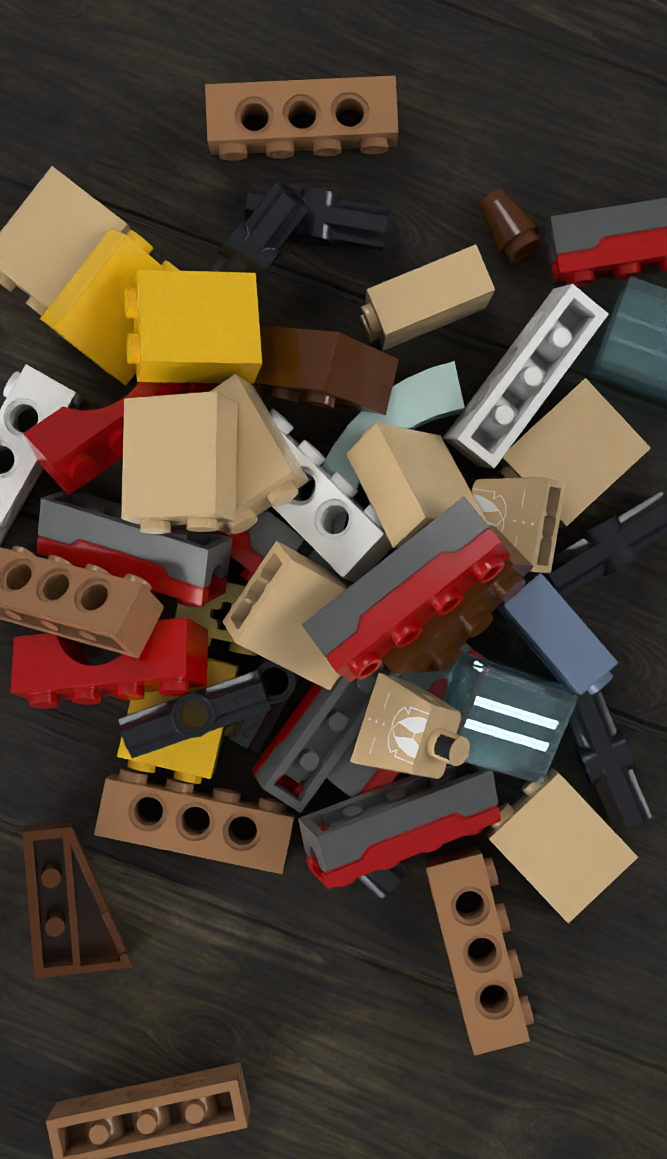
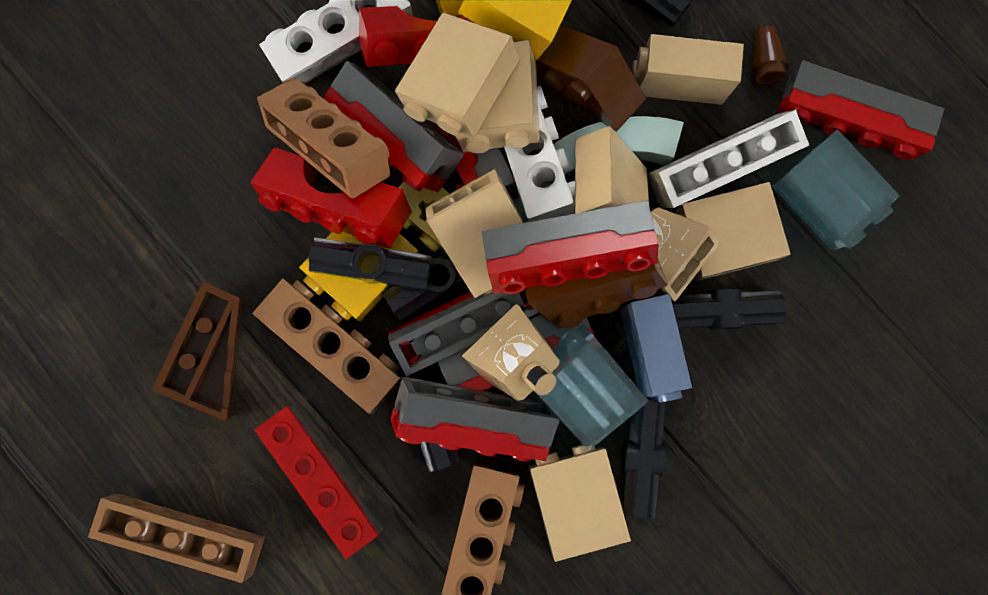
camera: 20 degrees right, 5 degrees down
(268, 973) = (319, 480): none -> red piece

